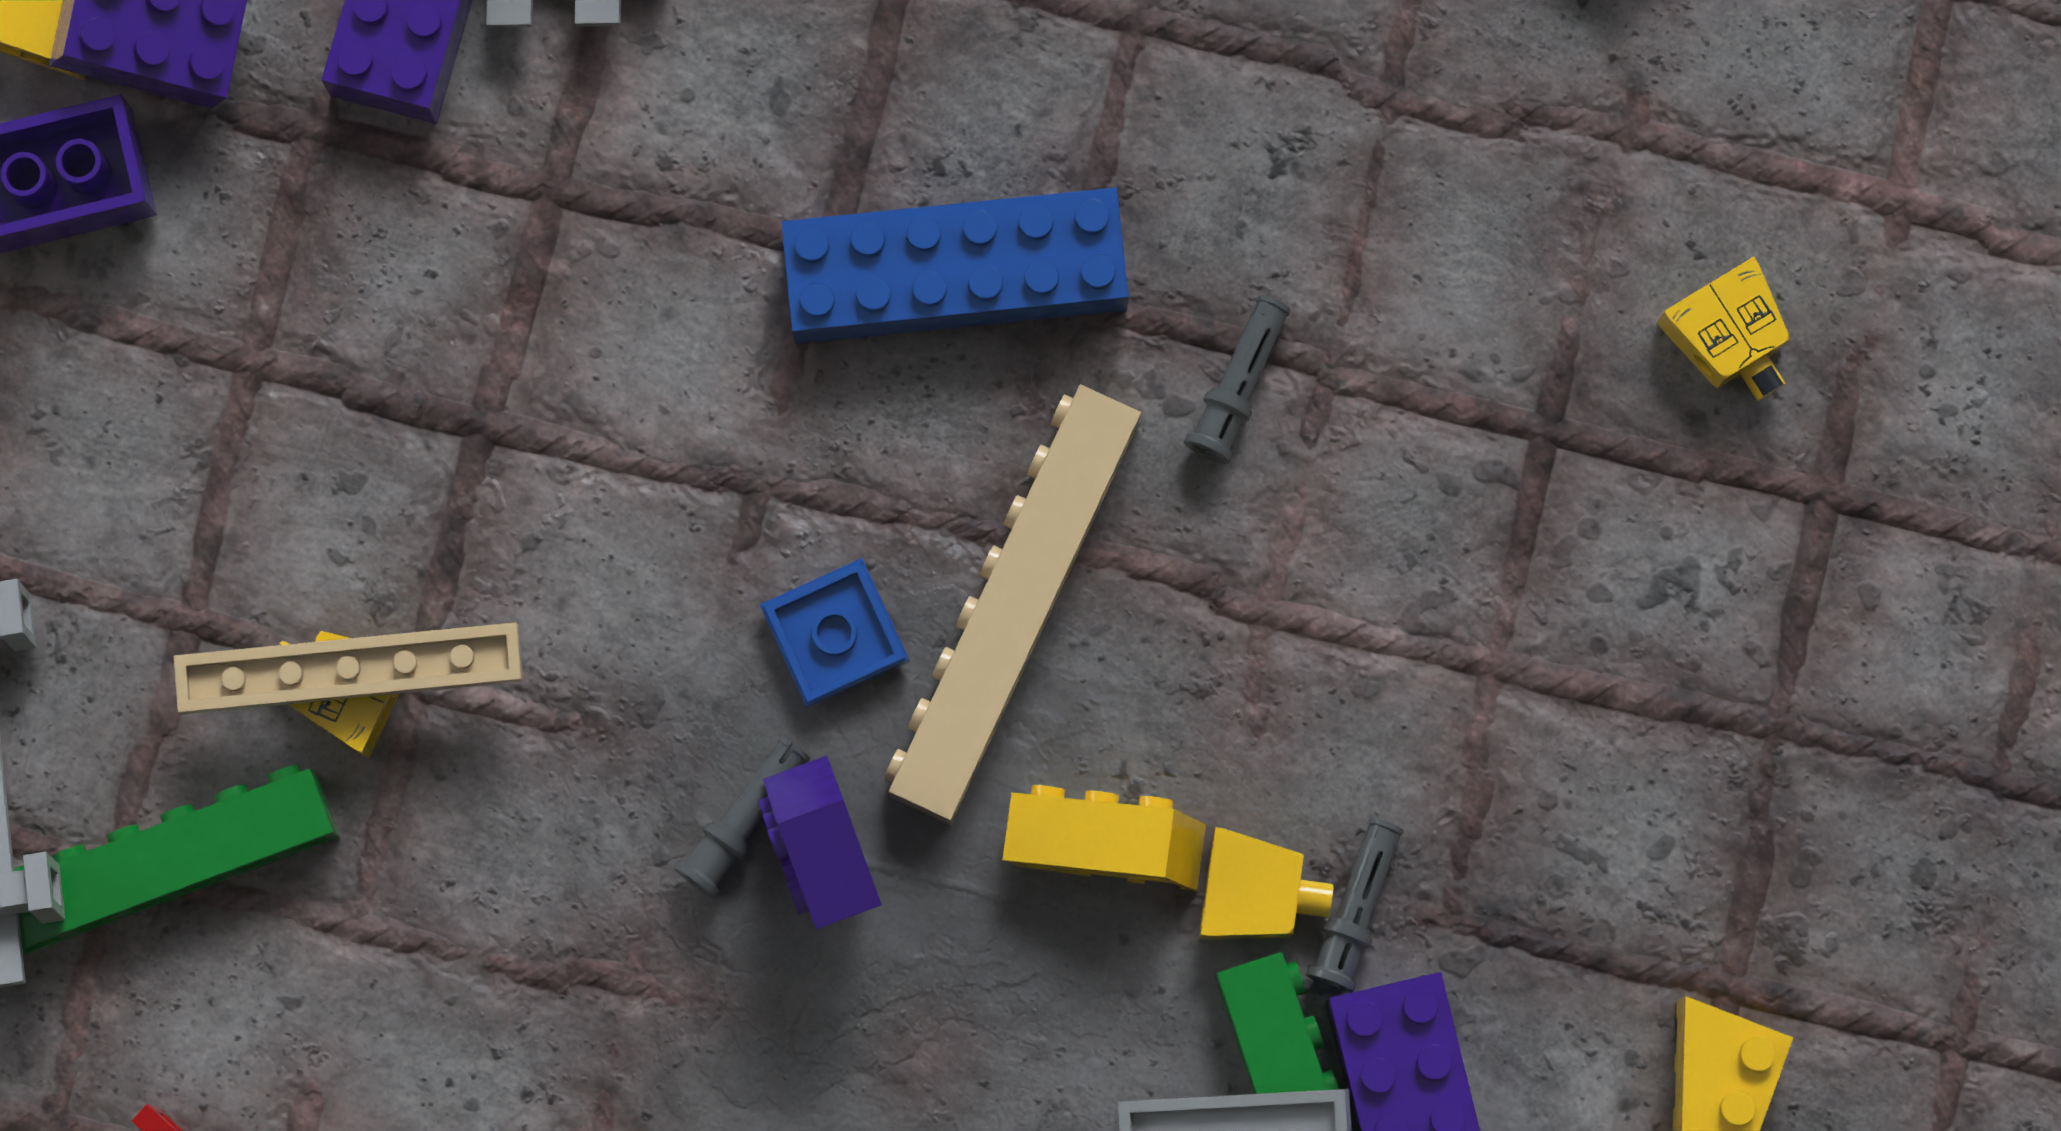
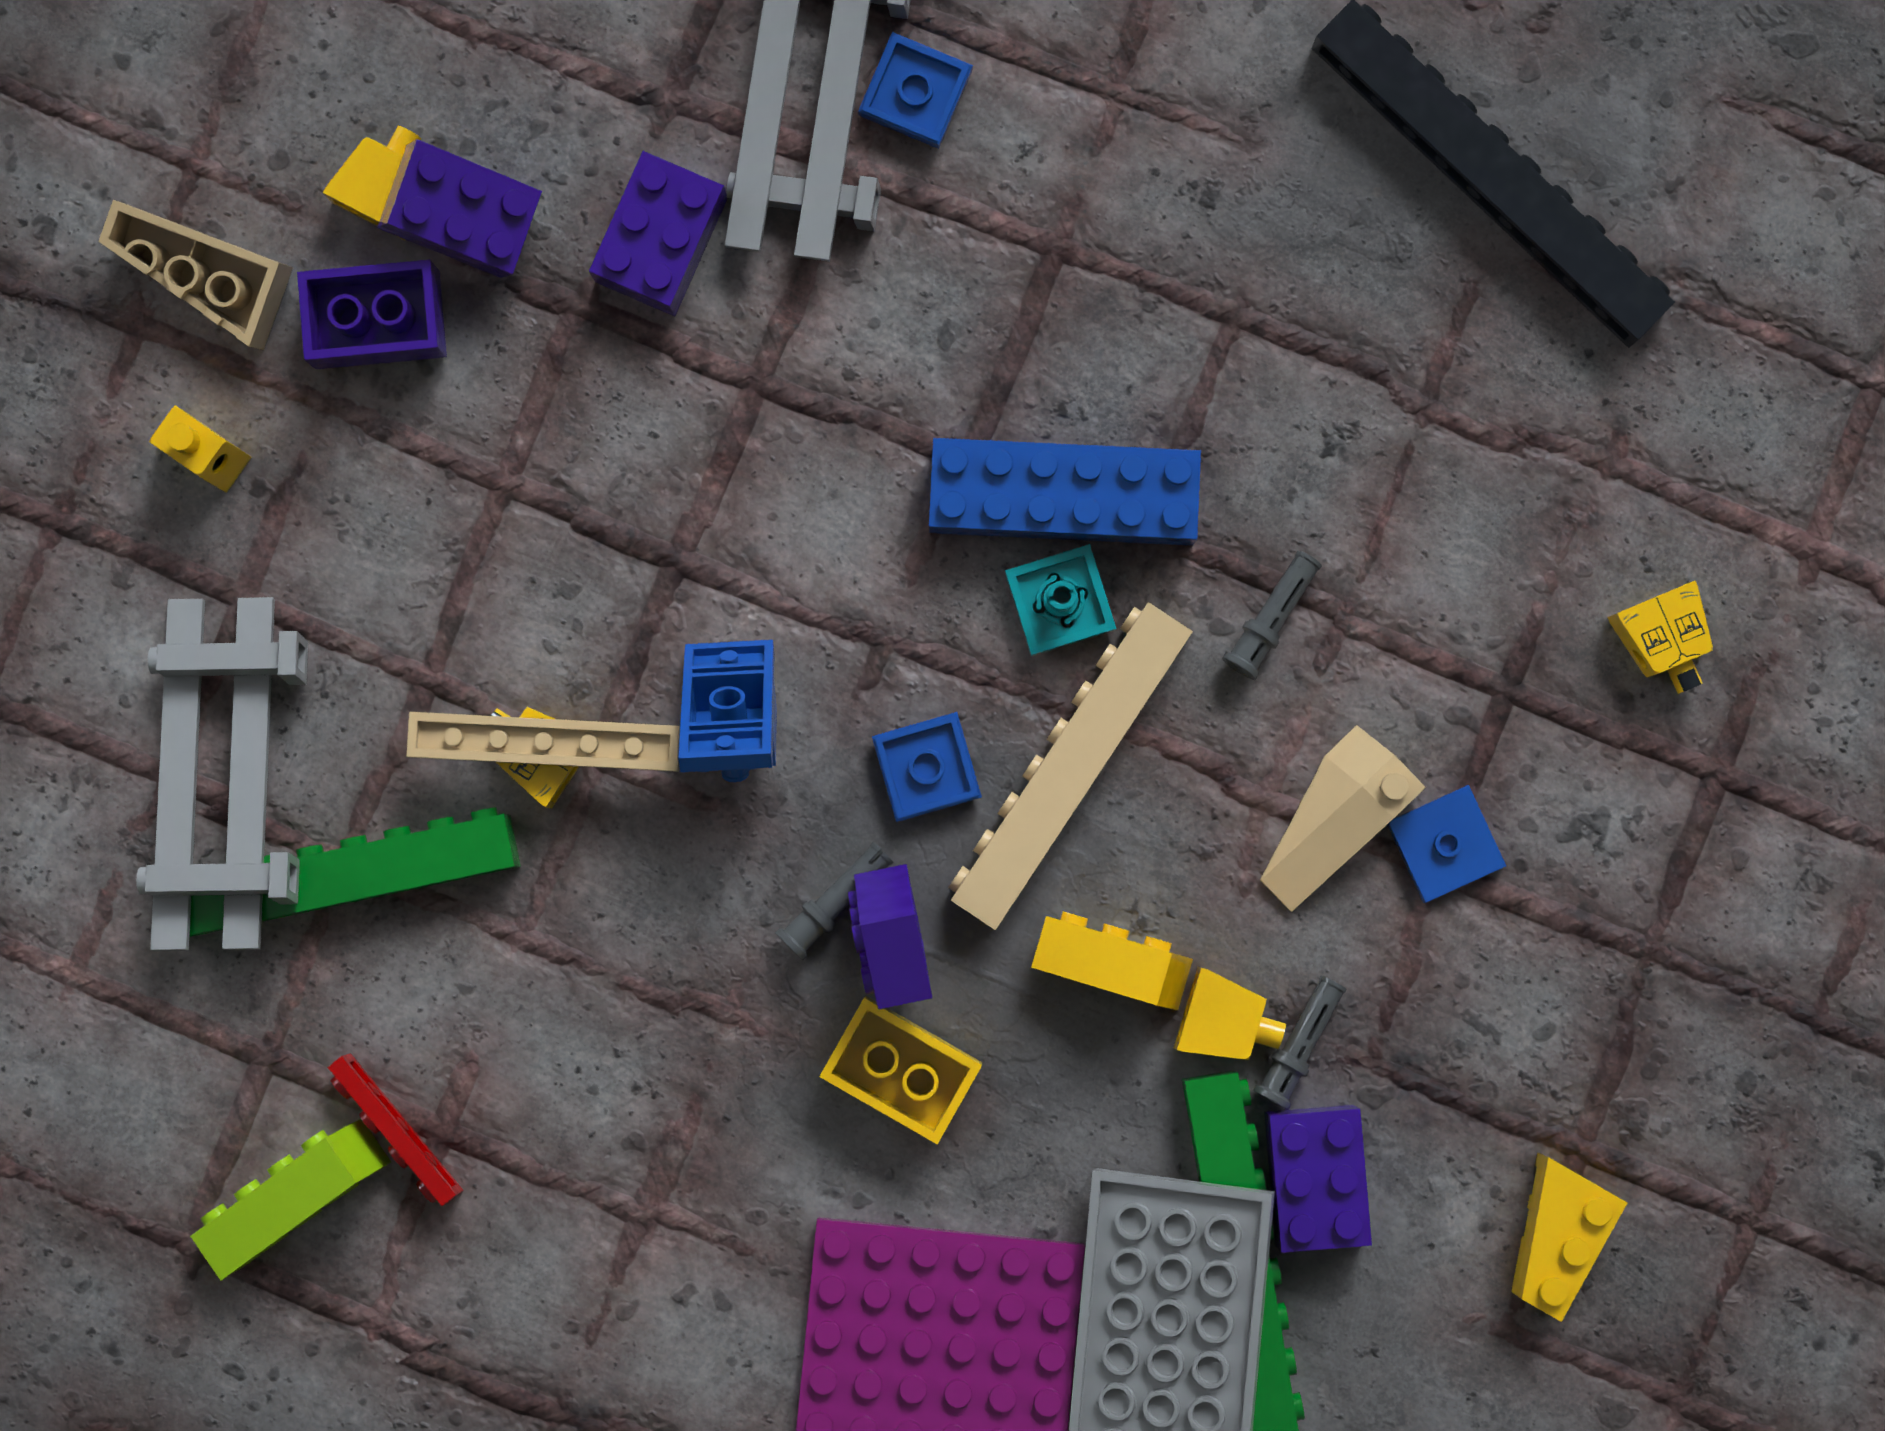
camera: 15 degrees right, 5 degrees up
(575, 594) = (728, 708): none -> blue brick
(857, 1013) = (901, 1070): none -> yellow brick
(969, 396) = (1089, 615): none -> teal plate
(1365, 603) = (1346, 805): none -> tan wedge
(1499, 631) = (1446, 844): none -> blue plate

